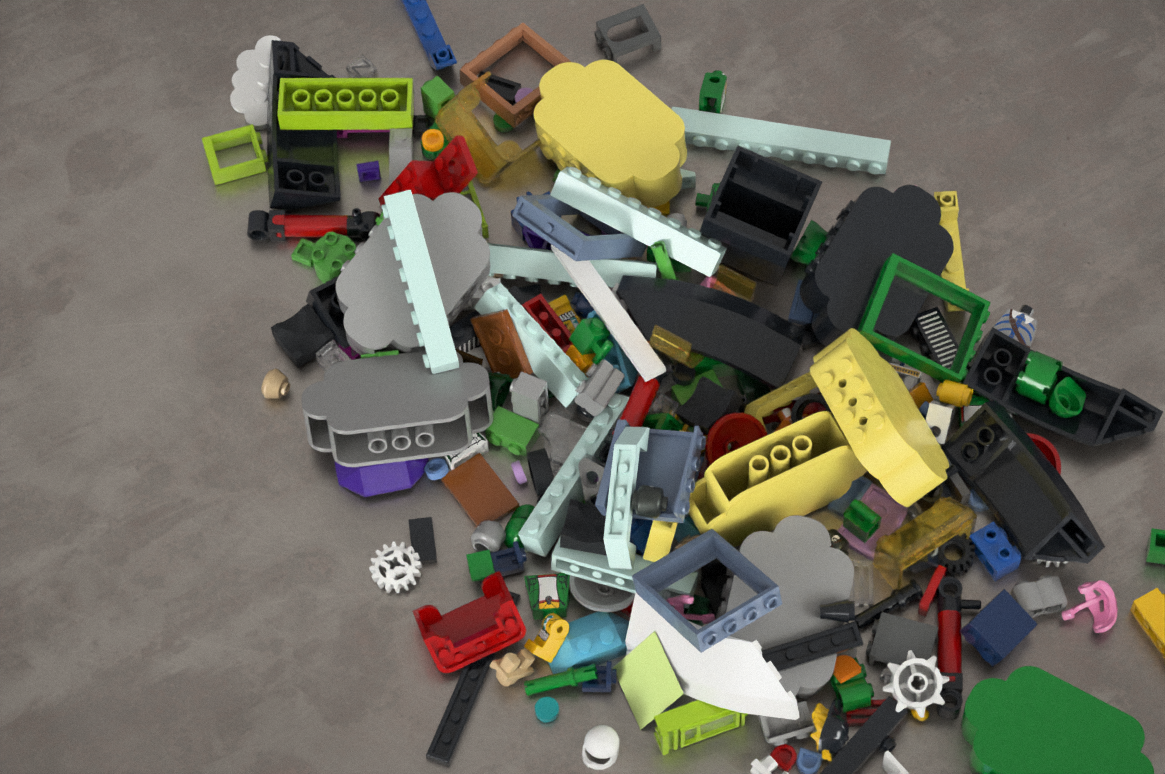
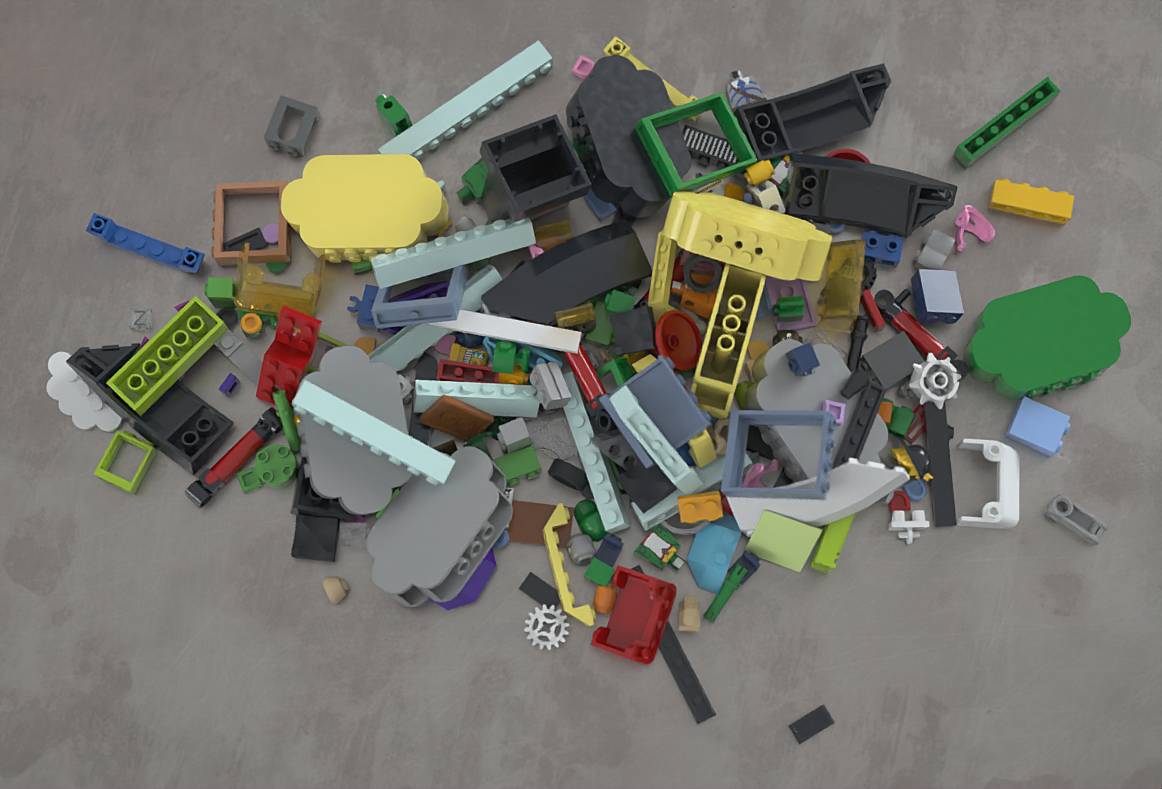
camera: 50 degrees left, 15 degrees up
(463, 591) = (604, 599): none -> orange brick
(492, 494) = (583, 613): none -> light yellow slope
(500, 236) = (367, 344): none -> light orange tile
(518, 471) = (551, 487): lavender tile -> none
(546, 709) = (734, 618): teal tile -> none
(549, 638) = (691, 575): yellow leg -> none
(559, 290) = (445, 344): none -> bright pink tile
(603, 743) = (793, 607): white helmet -> none
(610, 585) = (700, 507): none -> light orange bracket
(649, 501) = (681, 433): pearl dark grey head -> none
(663, 260) = (498, 262): bright green pin -> none
(725, 377) = (619, 301): none -> green brick
(795, 615) = (836, 409): none -> lavender tile
(813, 547) = (802, 360): none -> dark blue brick
(1038, 377) = (796, 112): green brick -> none
(1067, 398) = (823, 110): green piece -> none

